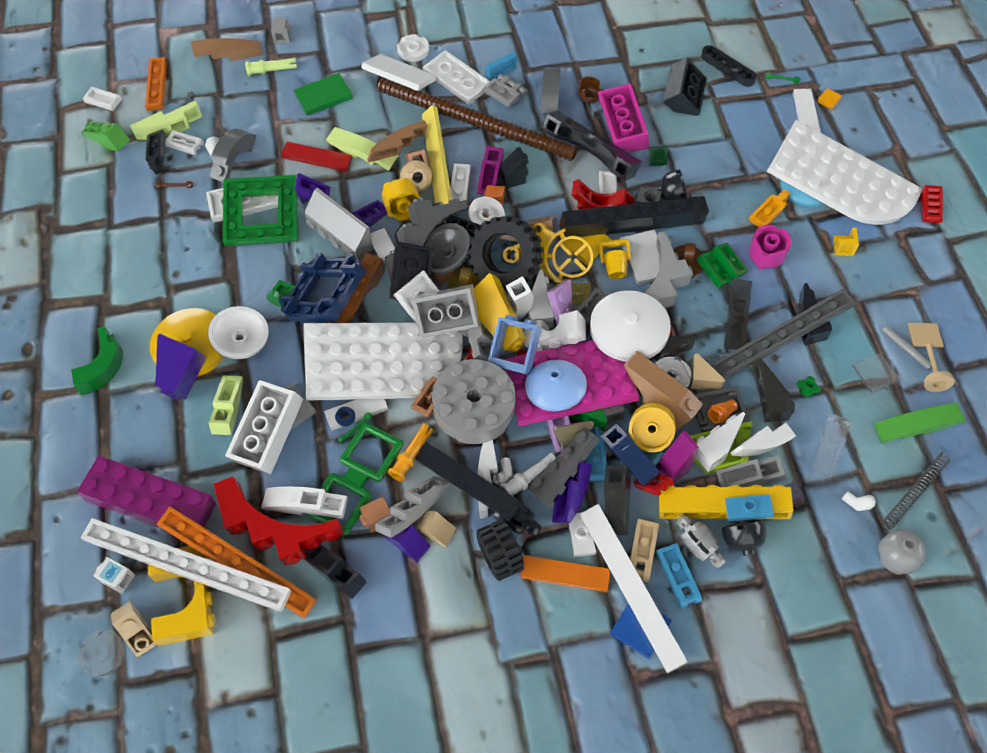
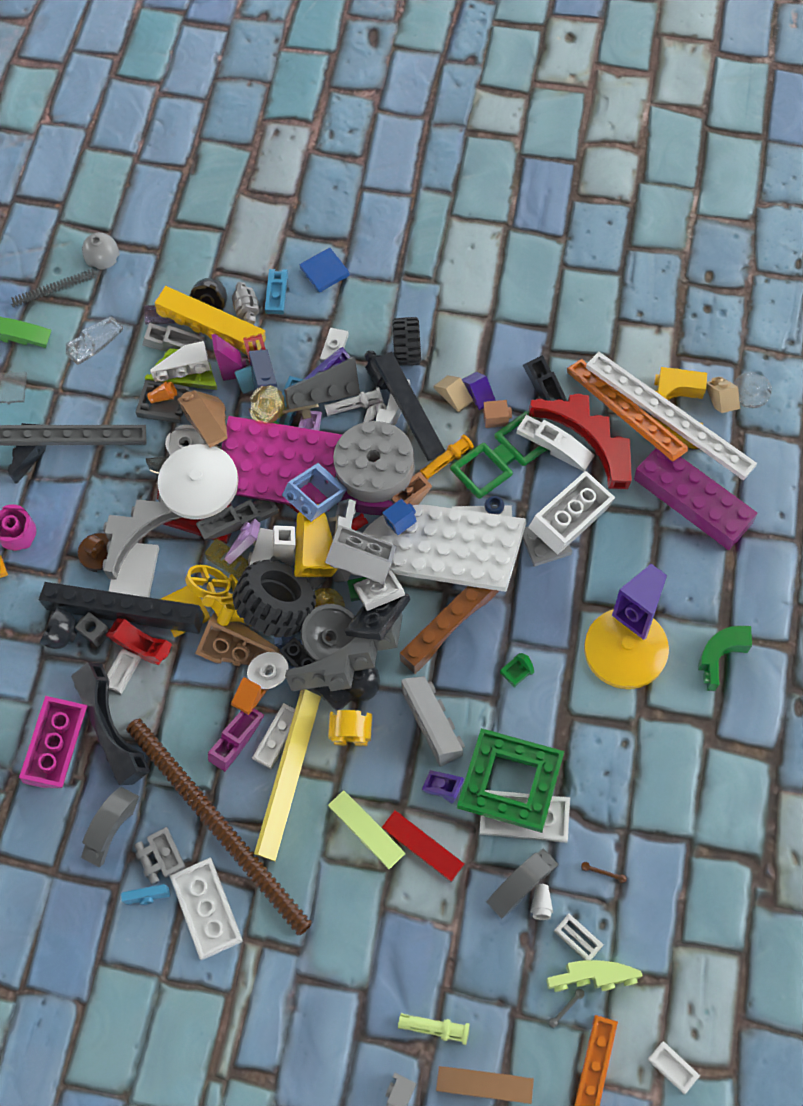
camera: 155 degrees left, 5 degrees up
(106, 134) = (678, 988): bright green slope -> none
(114, 575) = (736, 438): white brick -> none
(155, 150) = (616, 932): black hinge -> none
(226, 405) = (602, 563): yellowish green slope -> none
(234, 324) = (573, 615): white dish -> none
(323, 94) = (382, 949): green tile -> none
(327, 309) = (495, 618): dark blue plate -> none
(343, 438) = (473, 502): green hinge -> none
(365, 211) = (402, 736): dark purple slope -> none
(381, 243) = (391, 688): white tile -> none
(393, 143) = (329, 810): medium nougat slope -> none
(399, 72) = (275, 937): white tile -> none
(413, 48) = (238, 986): white tile -> none
(416, 155) = (311, 779): nougat brick -> none
(416, 503) = (464, 403): light grey slope -> none
(417, 166) = (321, 755): tan piece -> none
(428, 363) = (400, 516): none -> blue brick
(514, 169) = (209, 719): black slope -> none
(555, 392) = (288, 463): light blue dish -> none
(565, 573) = (361, 323): orange tile -> none
(568, 331) = (255, 497): white arch -> none
(588, 89) = (65, 807): reddish brown hair -> none
(606, 417) = (267, 404): none -> clear yellow tile
(615, 260) = (167, 572): yellow piece -> none
(617, 497) = (291, 356): clear smoke slope -> none
(633, 589) = (317, 292): white tile -> none
(644, 547) = (292, 317): tan plate -> none
(654, 439) = (231, 391): yellow wheel -> none
(658, 155) = (47, 684): dark green tile -> none
(704, 376) = (158, 431): tan slope -> none
(722, 265) = (68, 531): green slope -> none
(737, 314) = (90, 477): clear smoke slope -> none
(749, 508) = (197, 299): dark azure plate -> none
(764, 441) = (146, 353): white slope -> none
(773, 396) = (112, 390): clear smoke slope -> none
(806, 391) = (79, 396): green plate -> none
(861, 503) = (98, 291): white arm -> none

